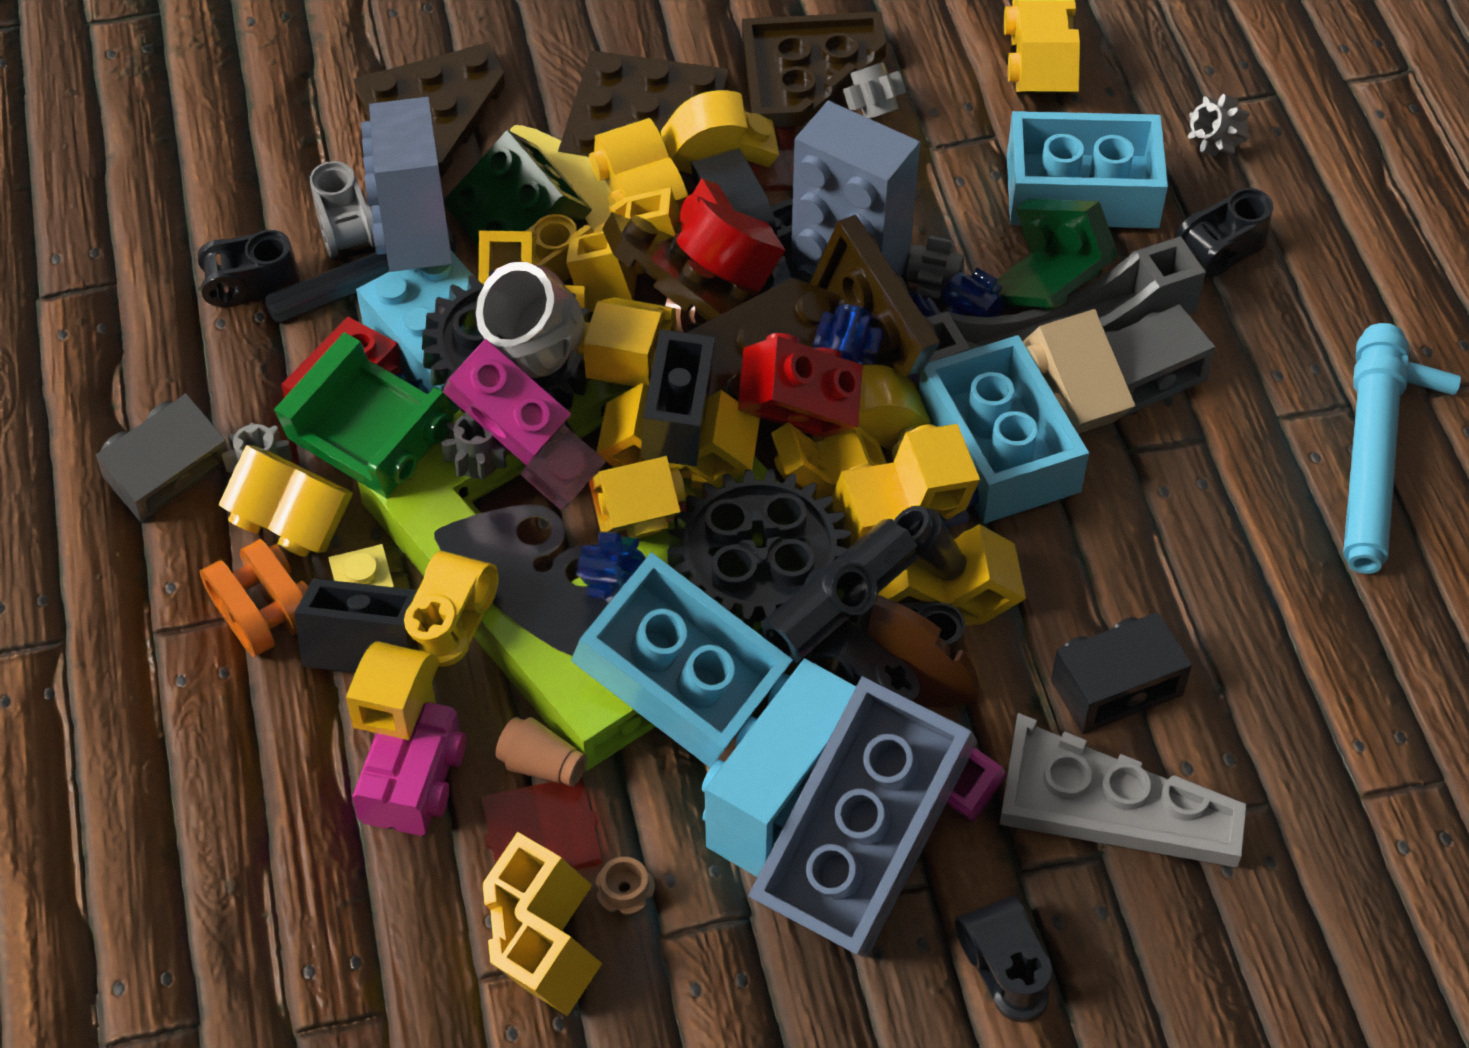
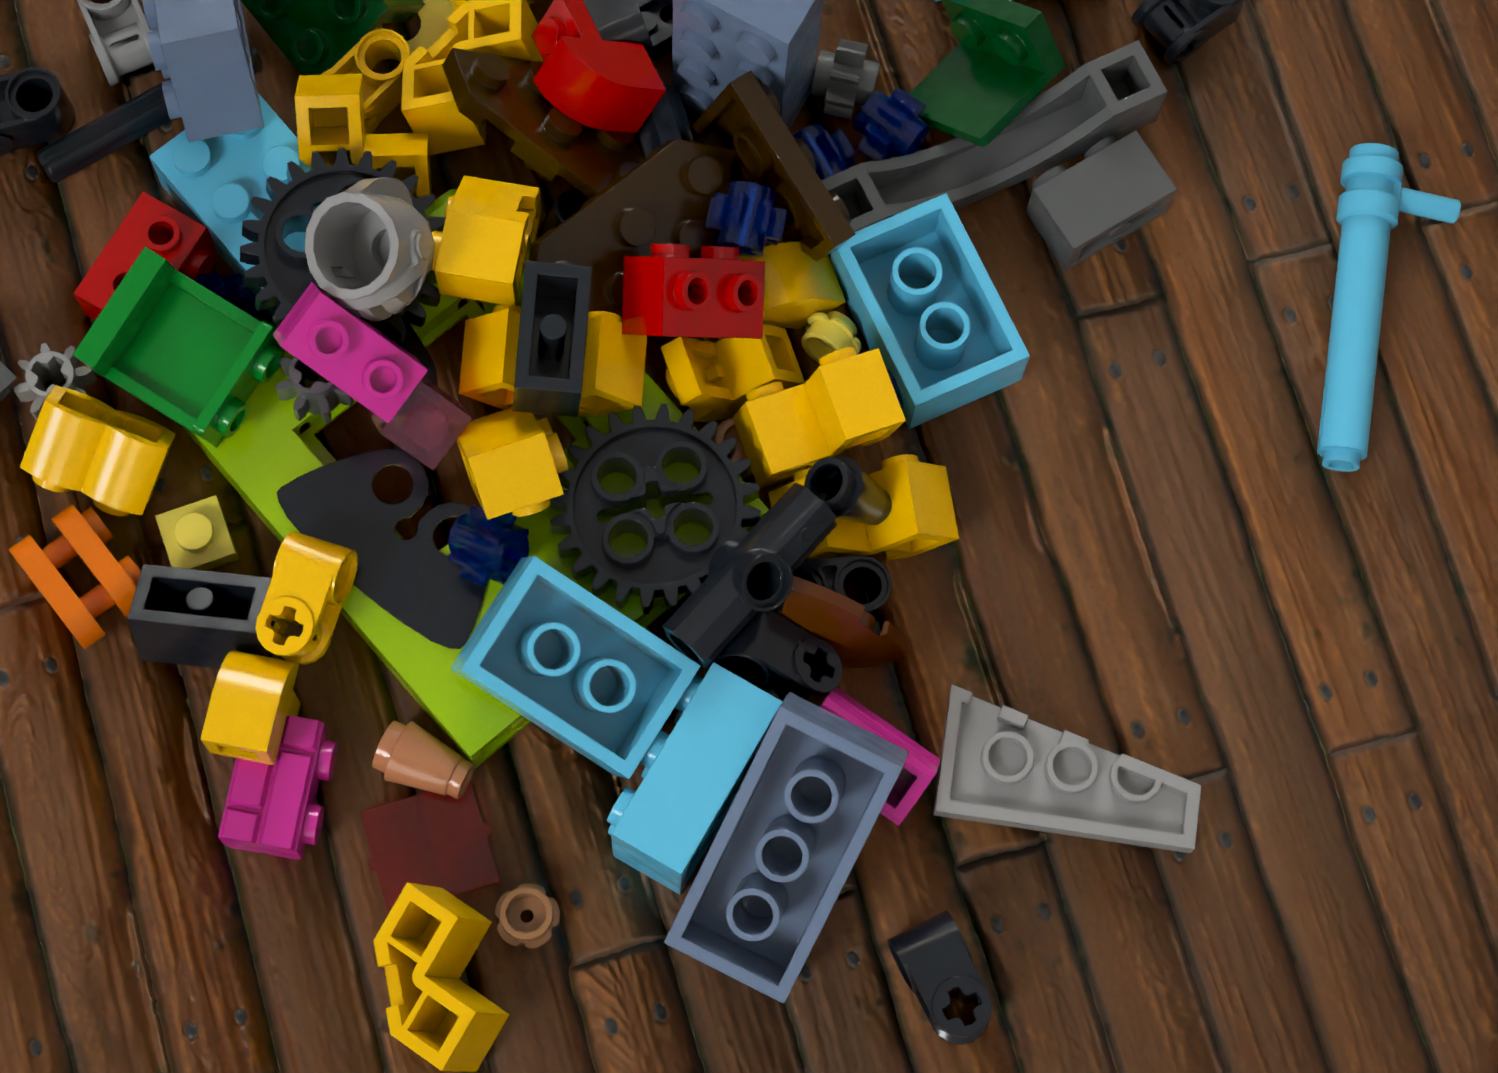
camera: 10 degrees left, 20 degrees up
(1081, 370) = (1017, 233): tan brick -> none
(1120, 671) = (1064, 621): black brick -> none

